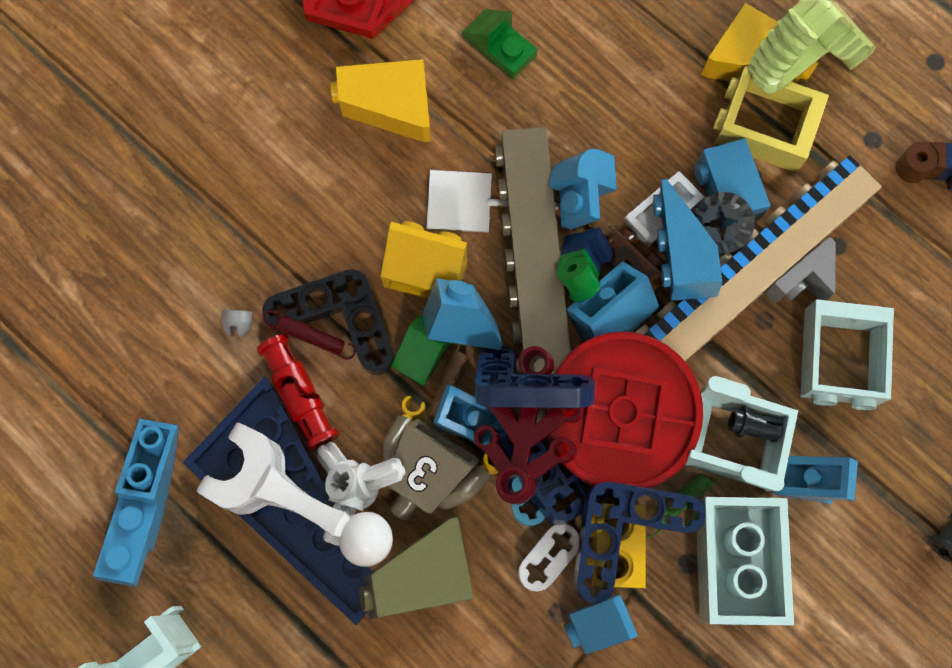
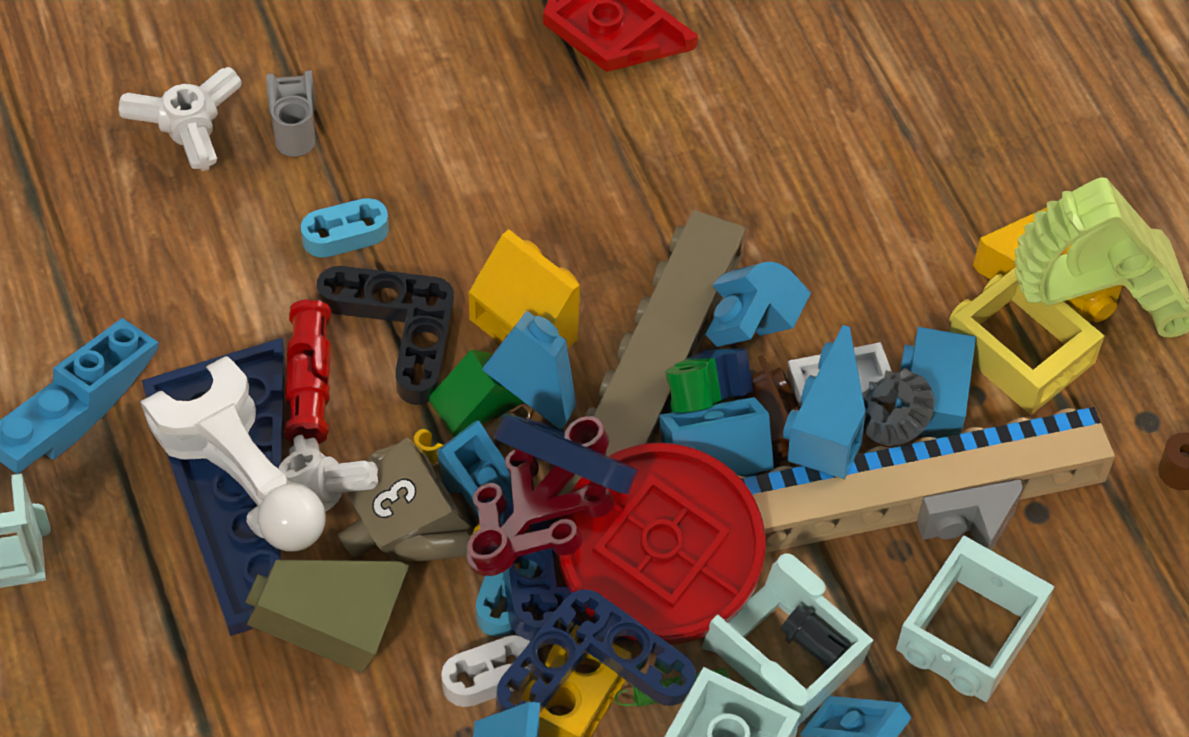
camera: 25 degrees right, 20 degrees down
(98, 234) = (185, 113): none -> white bush
(163, 179) = (292, 114): none -> light grey piece
(236, 318) = (285, 275): light grey hinge -> none
(251, 253) = (344, 227): none -> medium azure beam
(309, 335) = (355, 321): dark red piece -> none
(385, 96) = (585, 130): yellow slope -> none
(461, 201) = (611, 271): white piece -> none
(499, 42) = (751, 135): green slope -> none

